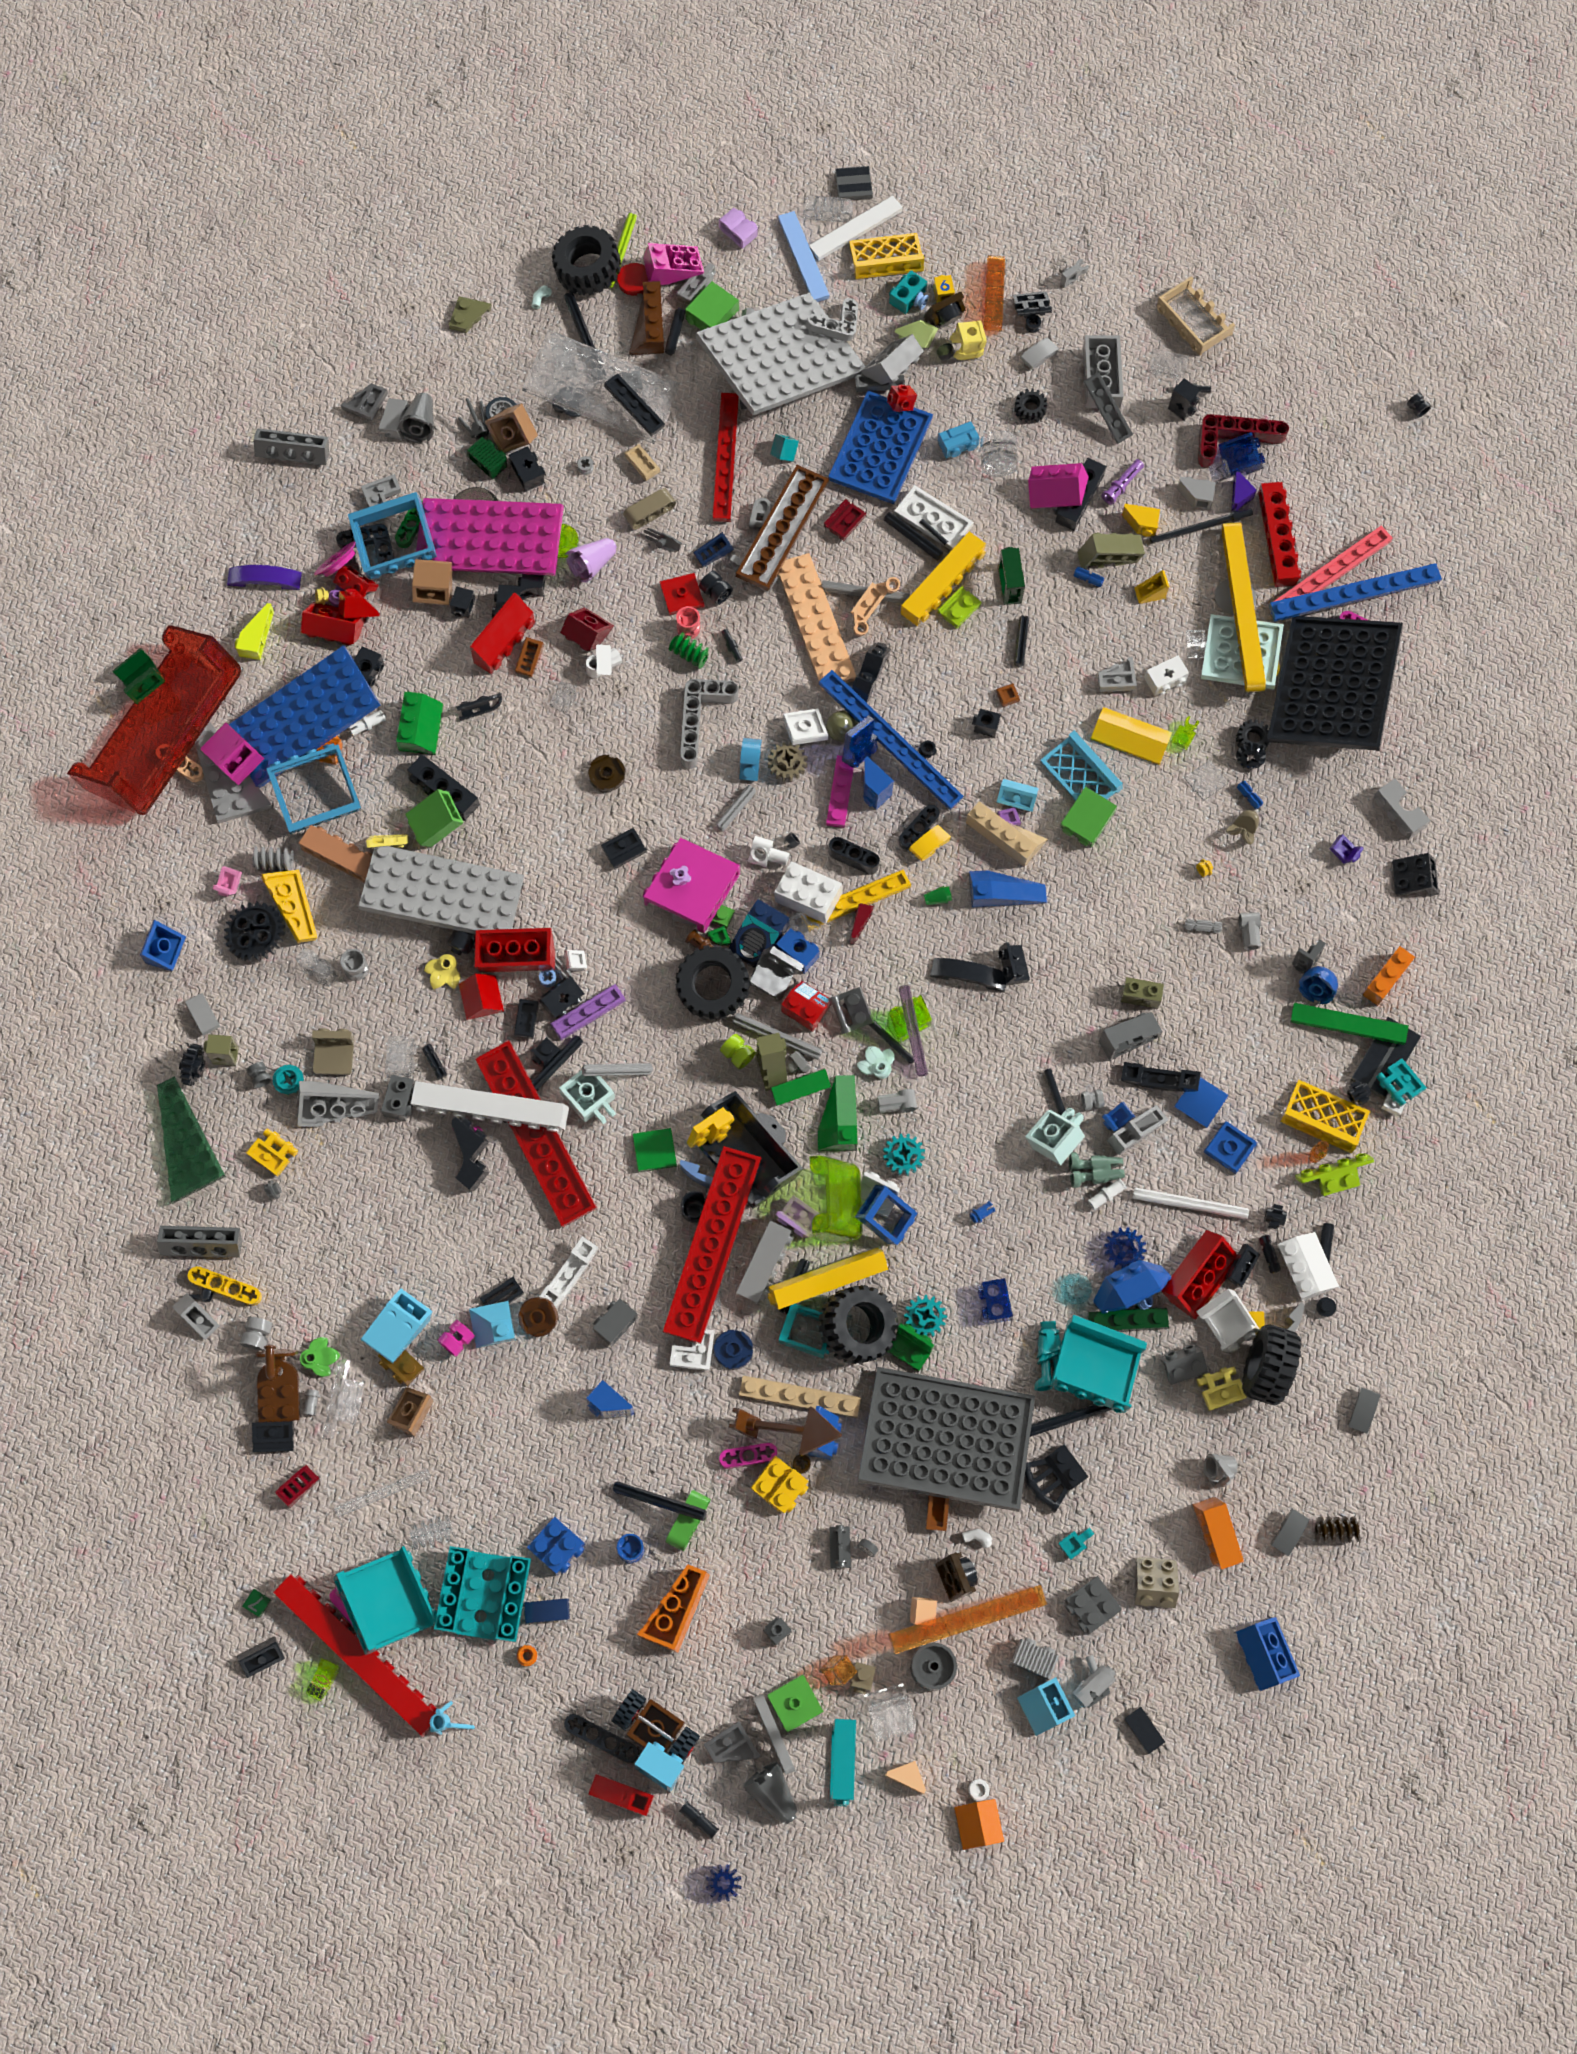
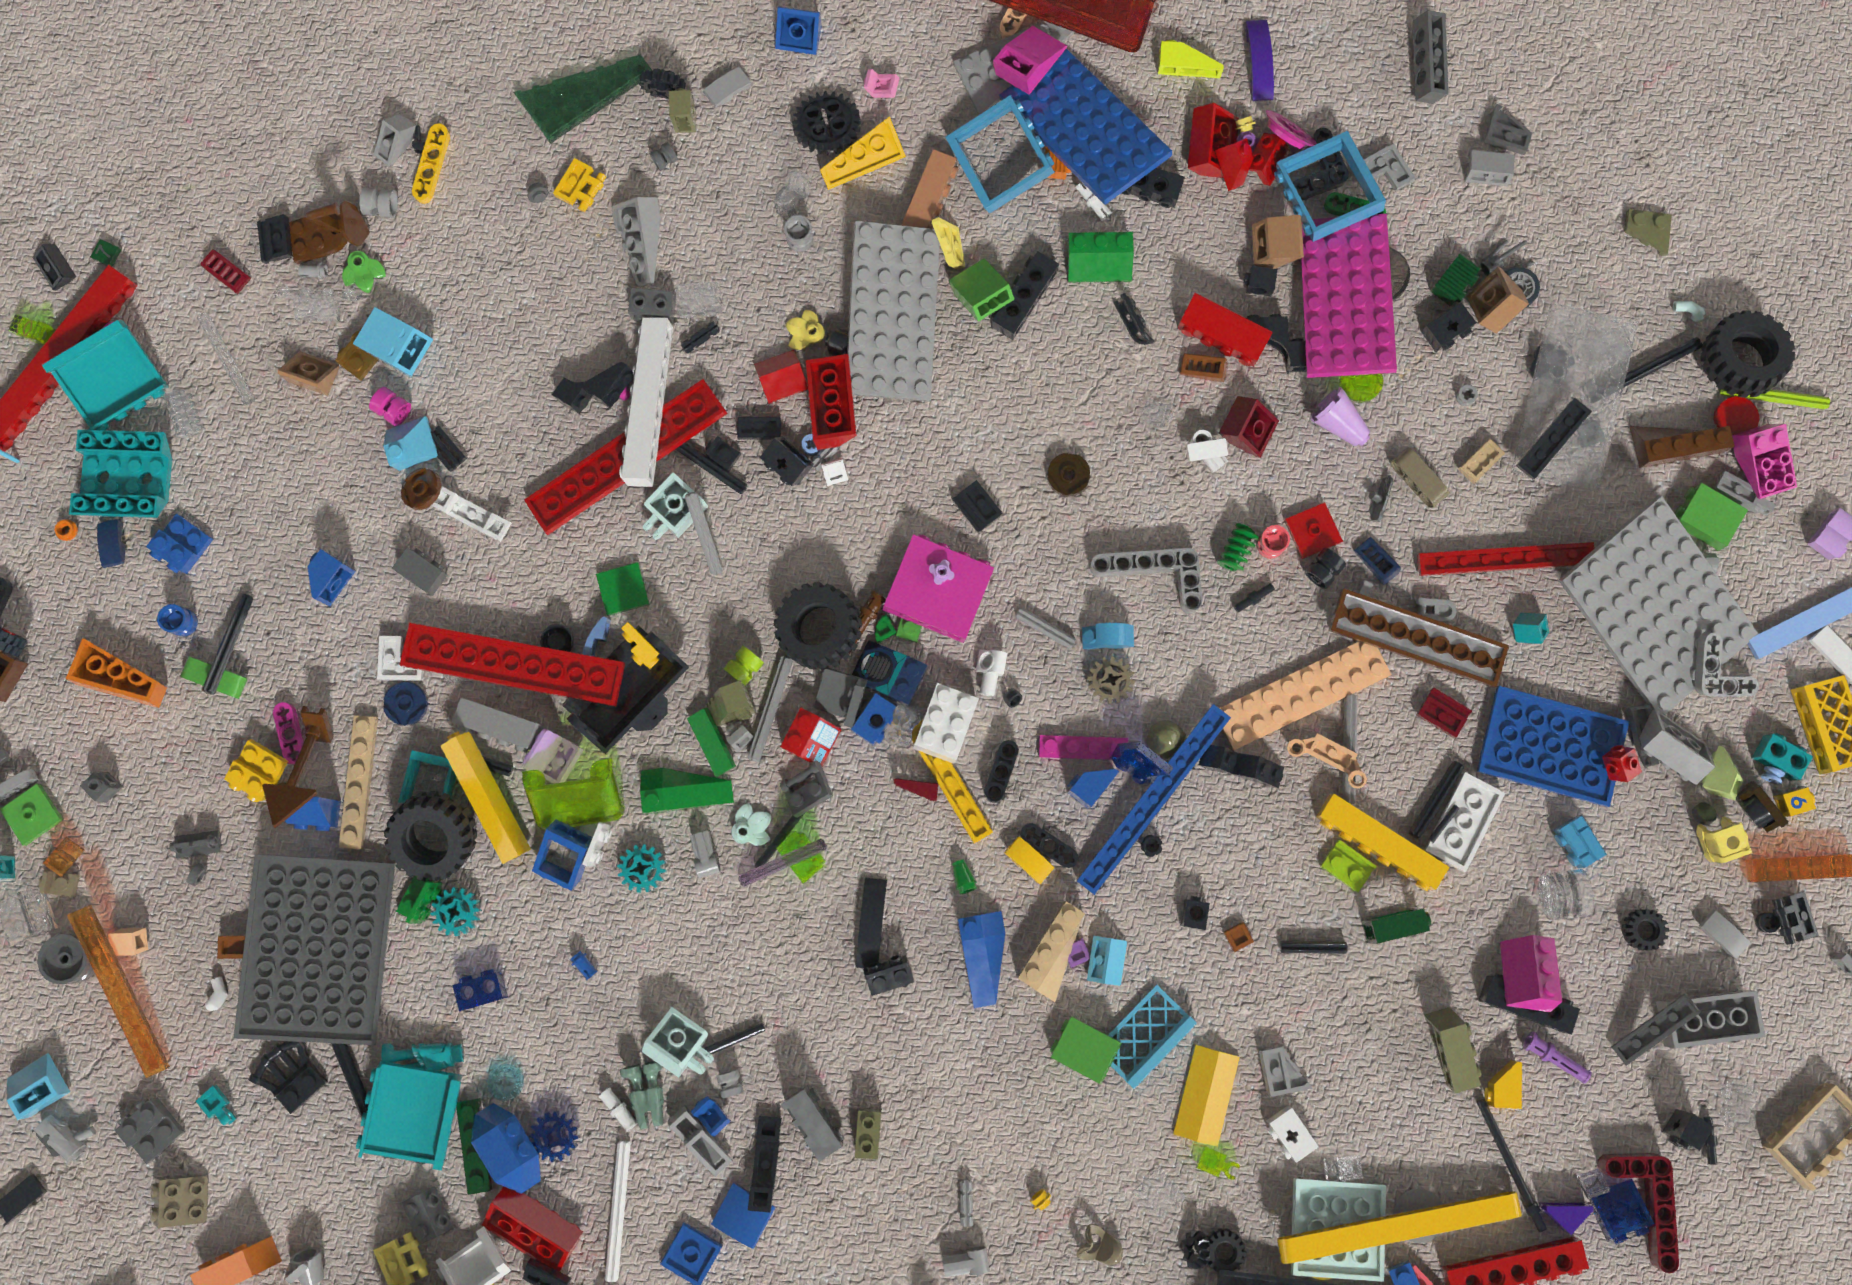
camera: 90 degrees right, 10 degrees up
(199, 1241) = (471, 127): dark grey brick -> none
(273, 860) = (913, 127): light grey piece -> none
(279, 1079) = (664, 179): teal gear -> none
(333, 1052) = (696, 229): dark tan bracket -> none
(418, 420) = (1492, 193): dark grey cone -> none
(588, 1012) = (776, 494): medium lavender tile -> none
(675, 331) = (1671, 476): black axle -> none
(805, 726) = (1158, 696): white plate -> none
(957, 1576) = (166, 976): dark brown piece -> none
(1034, 1659) = (86, 1069): light grey brick -> none
(1093, 578) = (1413, 1029): blue piece -> none
(1153, 588) = (1409, 1106): yellow slope -> none
(1197, 492) = (1556, 1156): light grey slope -> none
(1252, 797) = (1142, 1254): blue piece -> none

